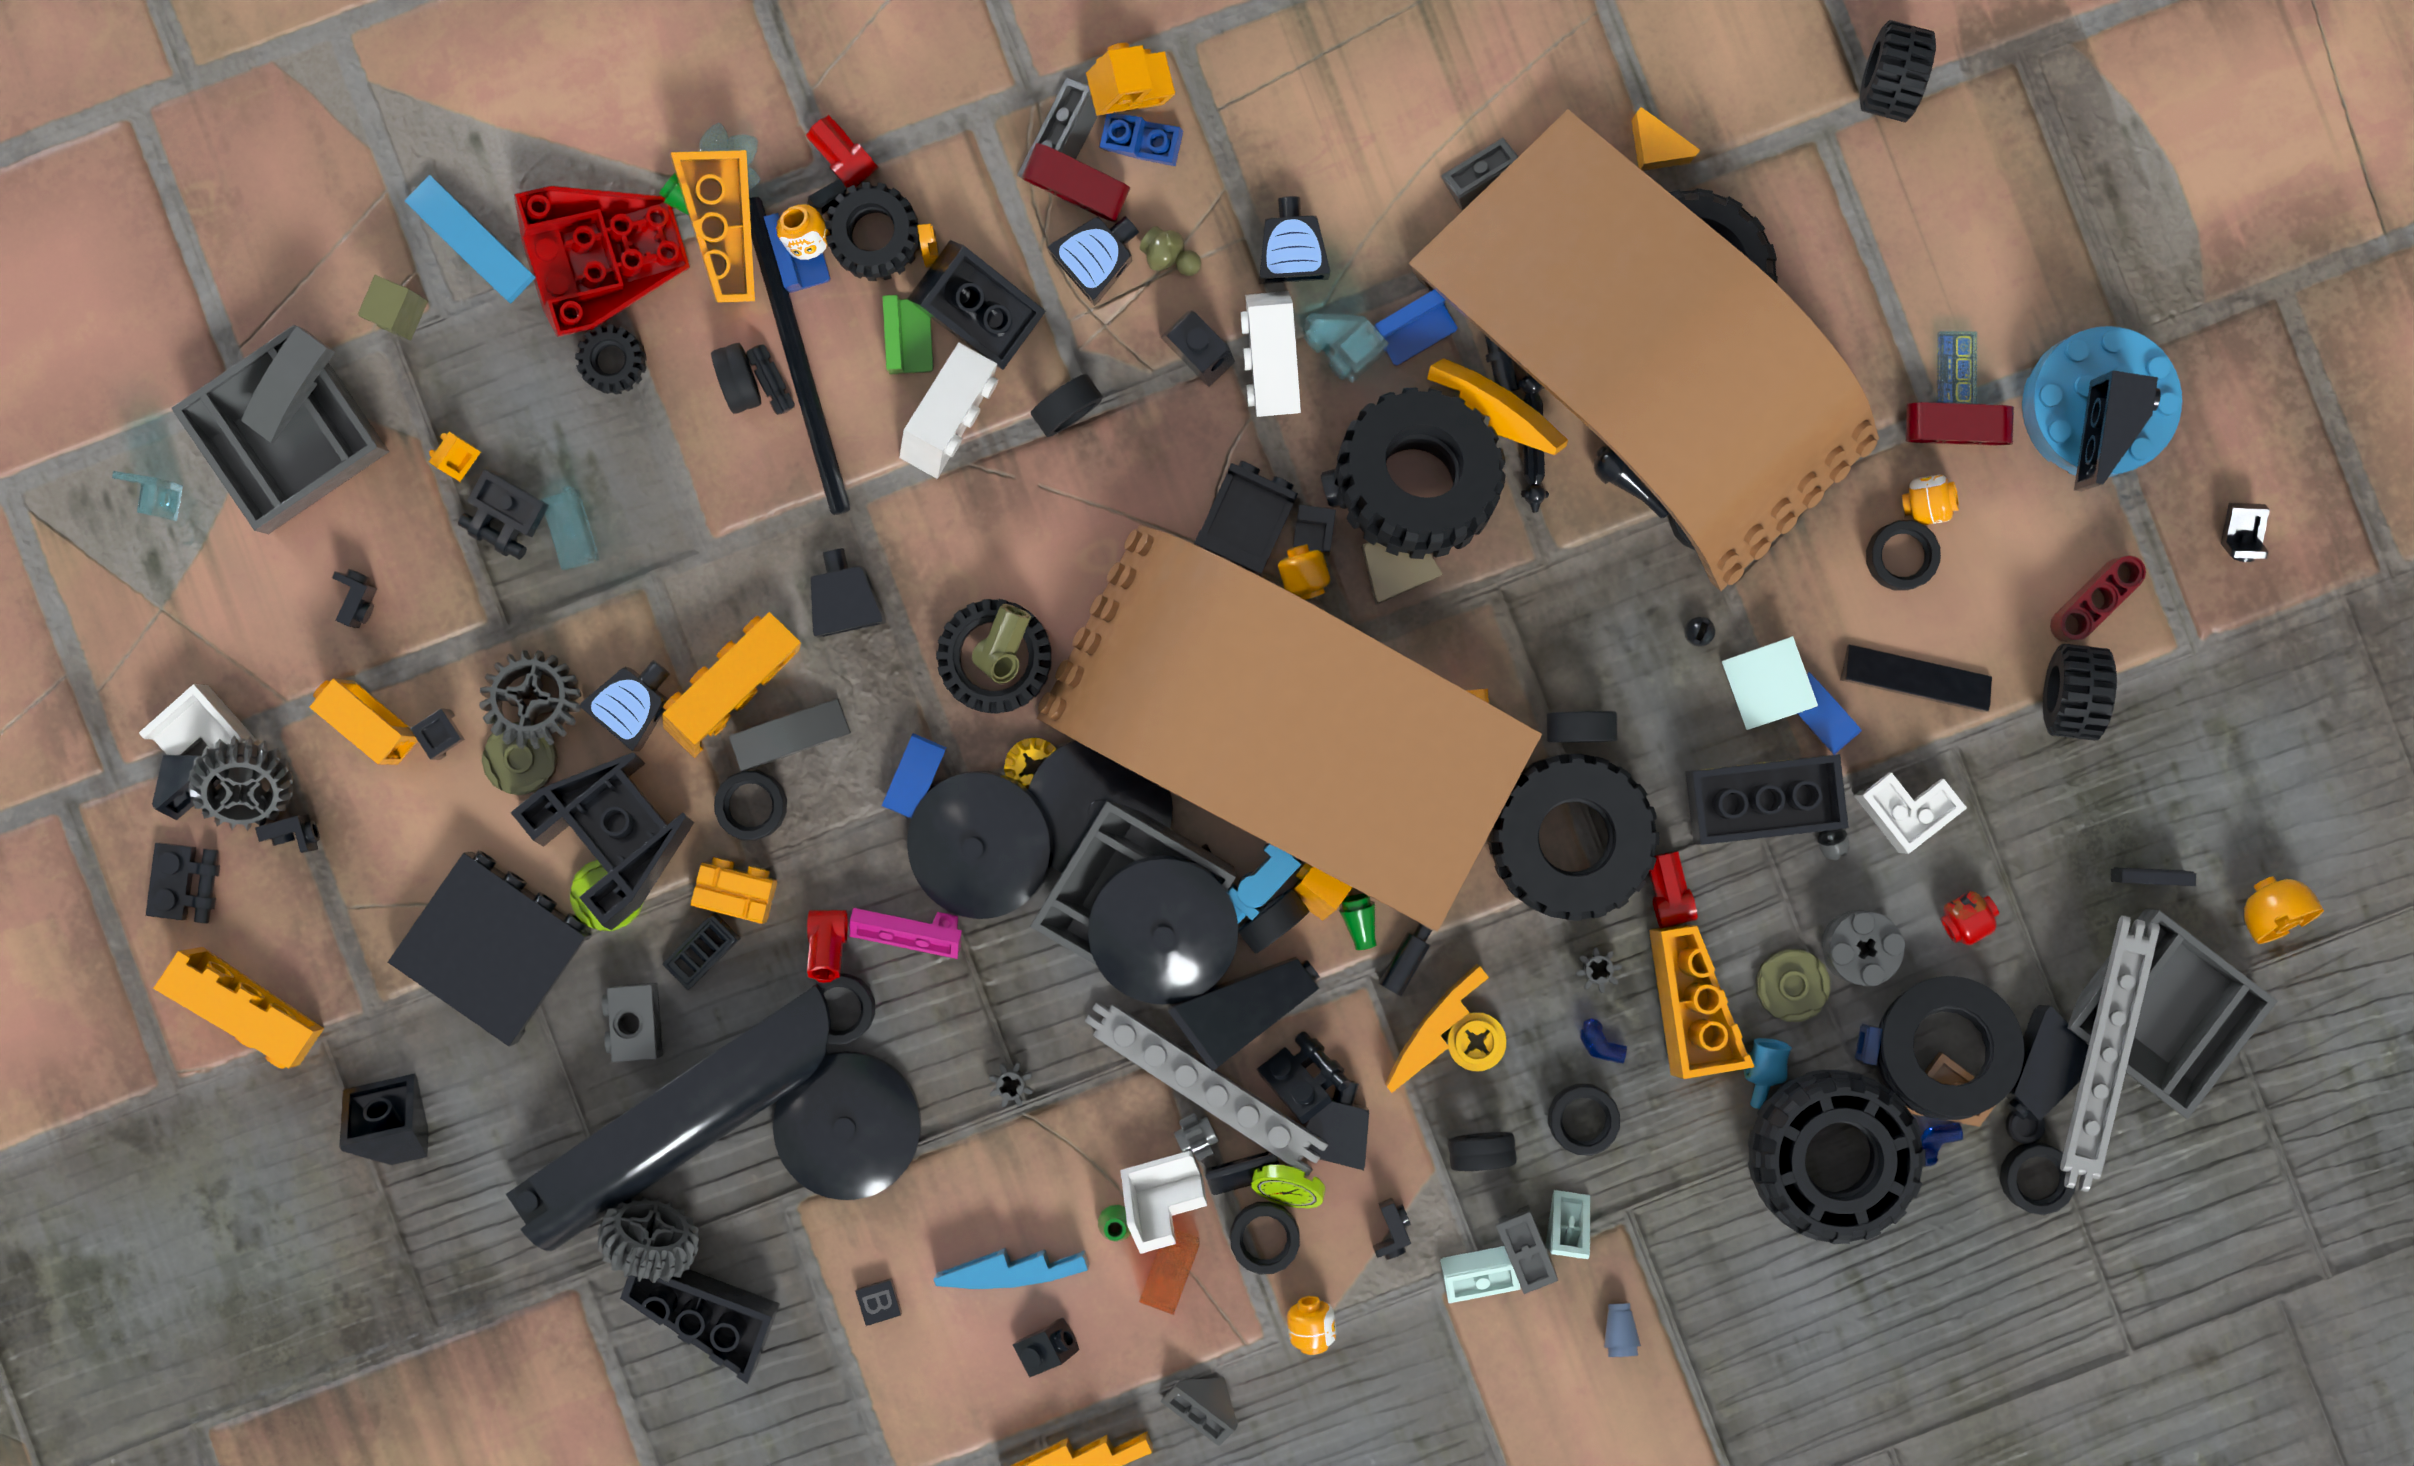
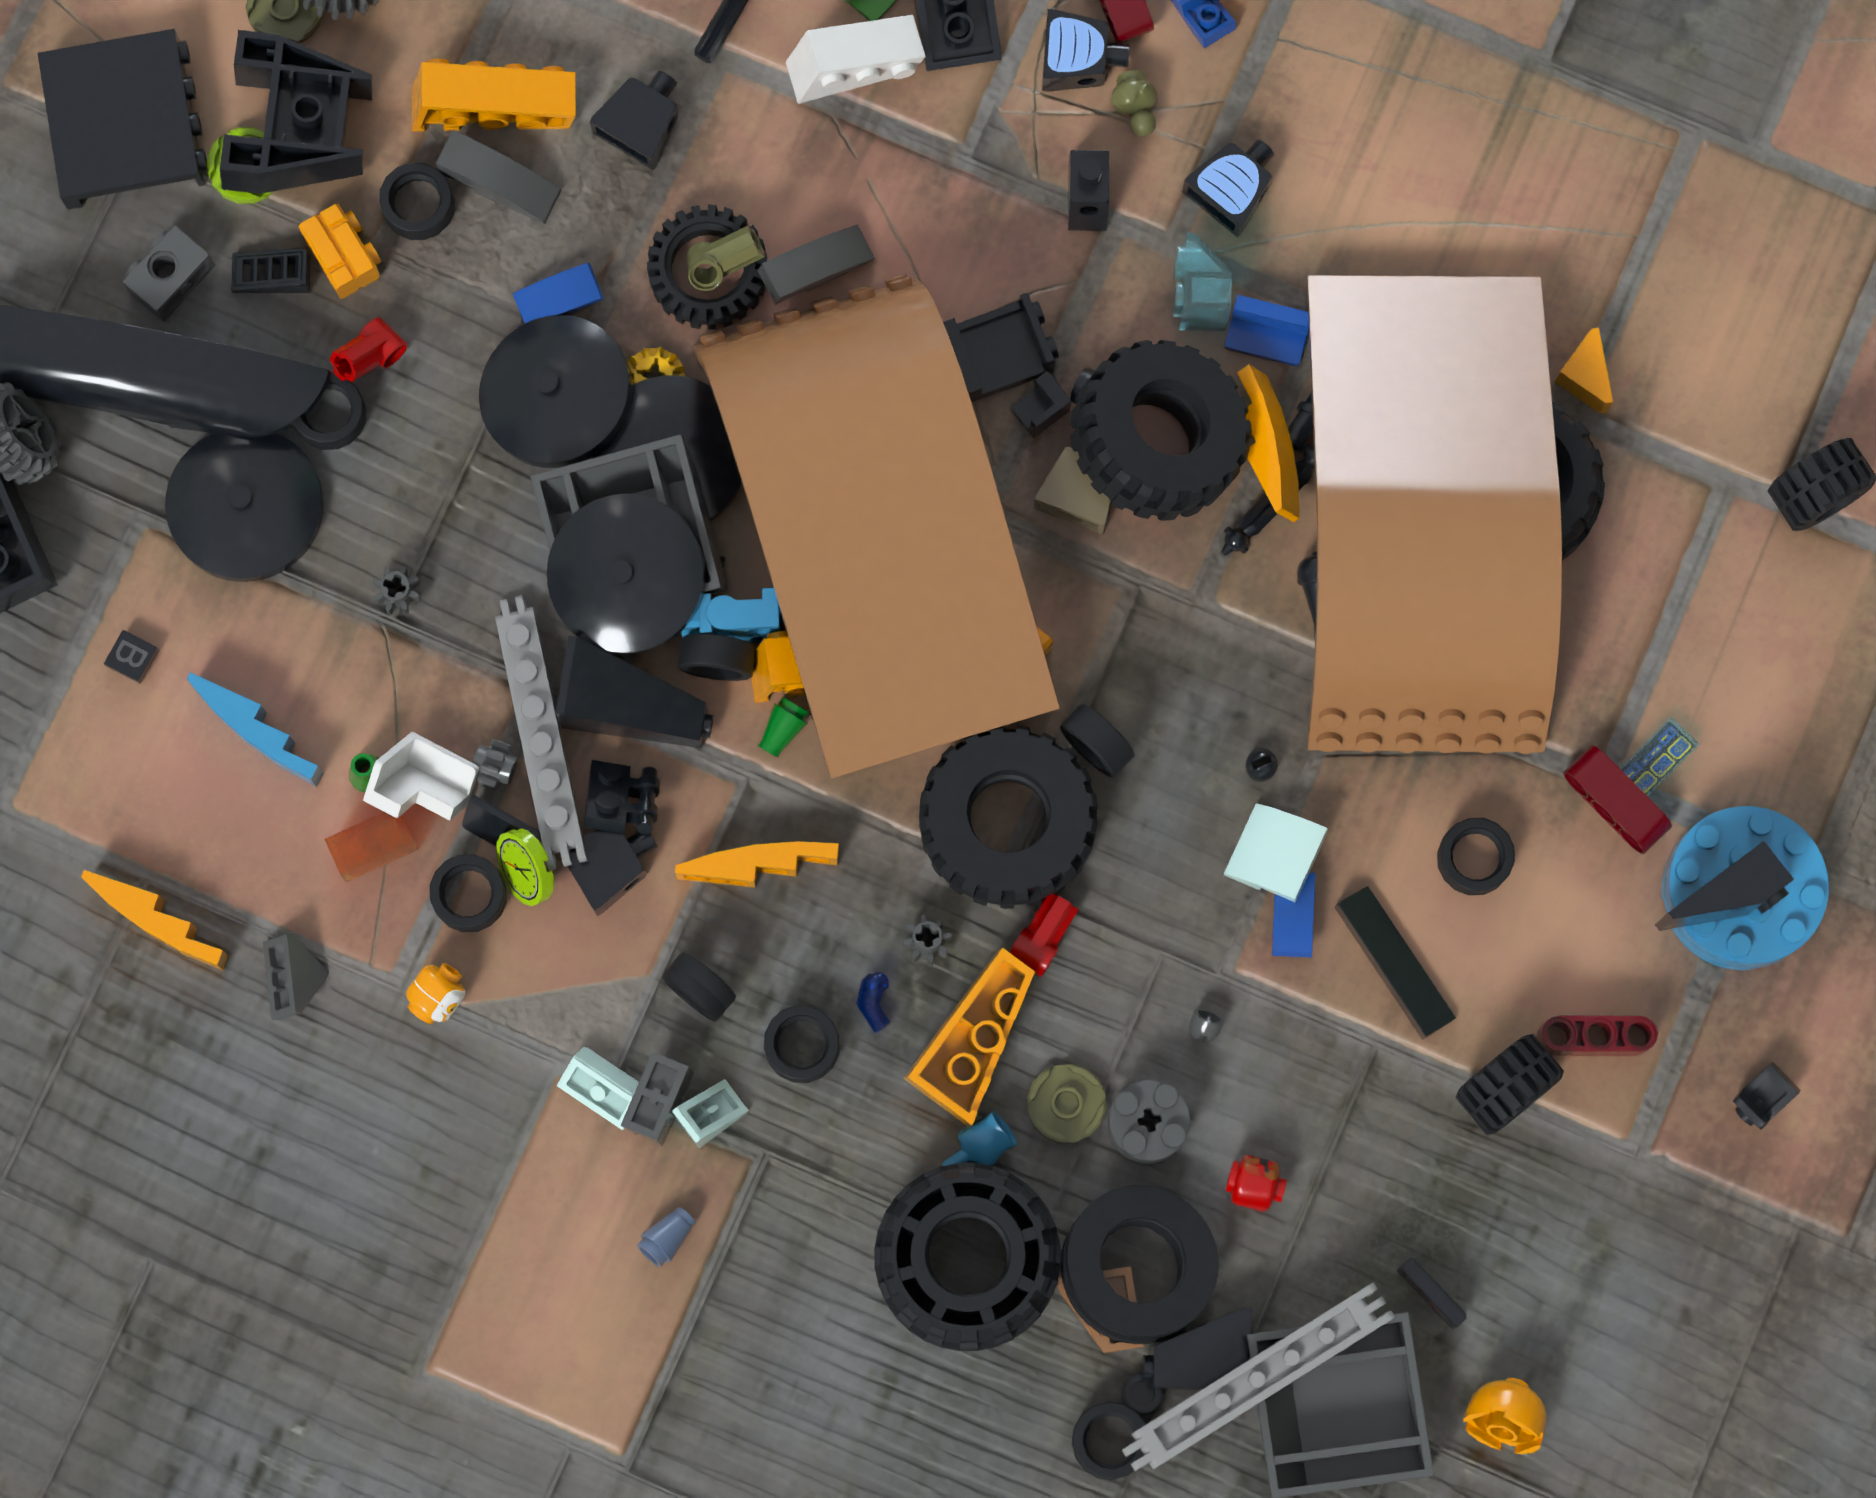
camera: 45 degrees right, 10 degrees down
(629, 704) = (402, 41): torso -> none
(936, 938) = (451, 428): dark pink hinge -> none
(1046, 1348) = (220, 813): black bracket -> none
(1066, 405) = (946, 134): black tyre -> none
(1067, 583) = (815, 263): none -> dark grey slope
(1271, 354) = (1136, 244): white wedge -> none
(1304, 572) = (1003, 426): light orange head -> none
(1397, 1221) = (580, 979): black bracket -> none
(1406, 960) = (787, 791): black cylinder -> none
(1478, 172) = (1421, 261): dark grey slope -> none
(1494, 1042) = (766, 892): yellow gear -> none
(1767, 799) = (1185, 934): black brick -> none
(1868, 1044) = (1079, 1203): dark blue tile -> none
(1906, 820) = (1284, 1062): white panel -> none
(1931, 499) = (1538, 834): light orange head -> none
(1936, 1136) = (1056, 1331): clear blue arm -> none

